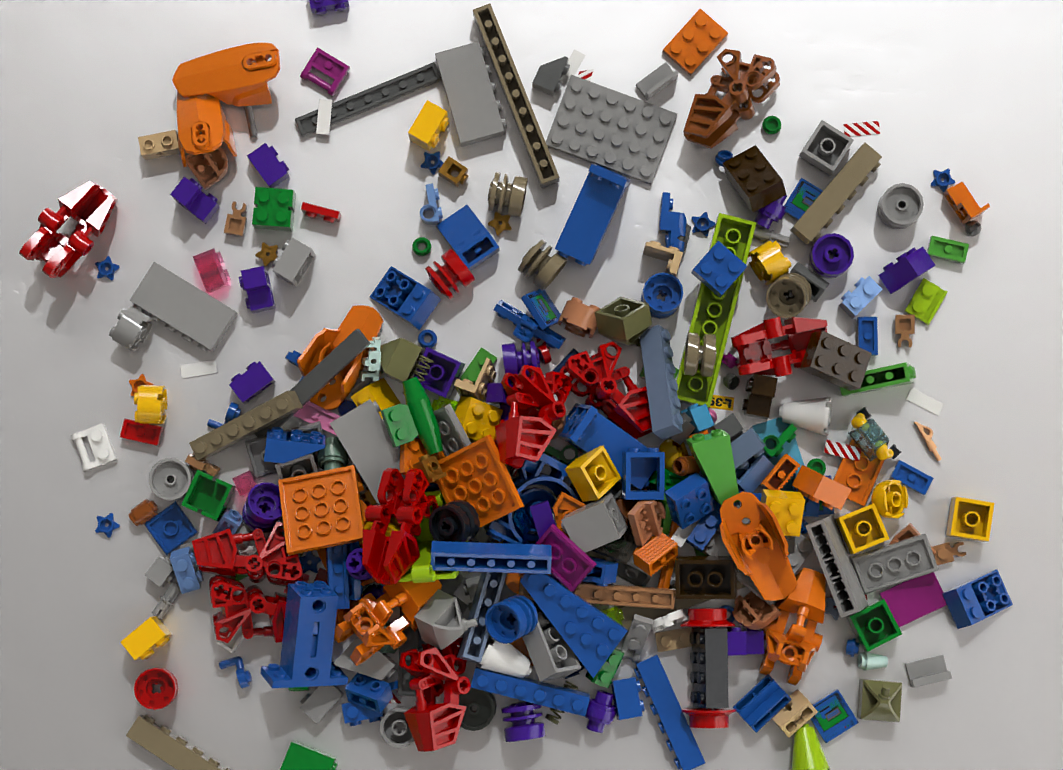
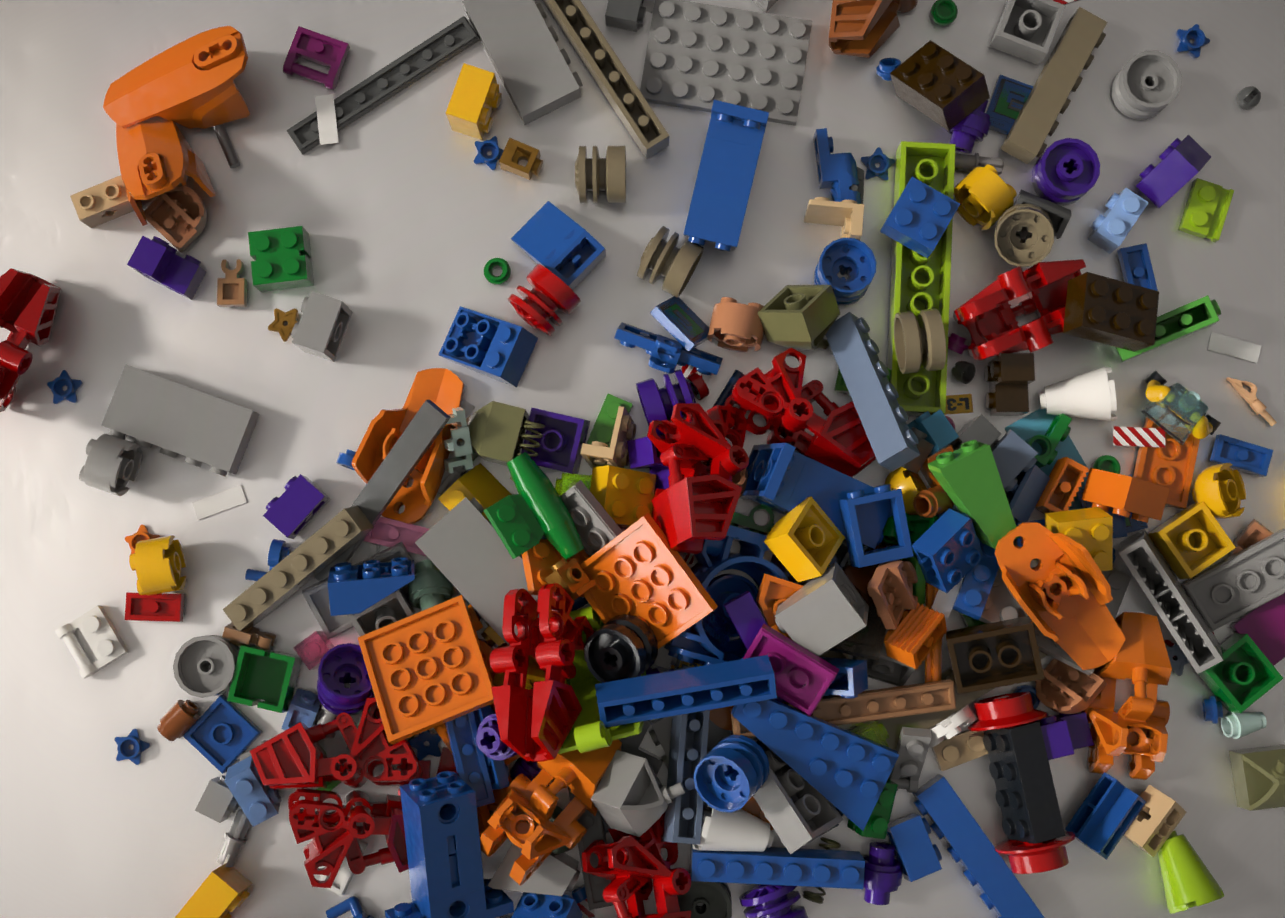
camera: 10 degrees left, 0 degrees up
(211, 270) = (210, 362): clear pink brick -> none
(258, 288) = (281, 374): dark purple brick -> none
(268, 166) = (262, 201): dark purple brick -> none
(327, 214) = (358, 252): red plate -> none
(346, 406) = (435, 513): clear blue tile -> none
(423, 334) = (526, 389): blue plate -> none
(432, 195) = (498, 198): medium blue plate -> none
(495, 223) = (604, 211): pearl gold plate -> none
(833, 716) = (1208, 812): tile -> none
(905, 325) = (1186, 248): medium nougat plate -> none
(947, 249) = (1222, 132): bright green plate -> none
(963, 203) = (1229, 68): orange panel -> none

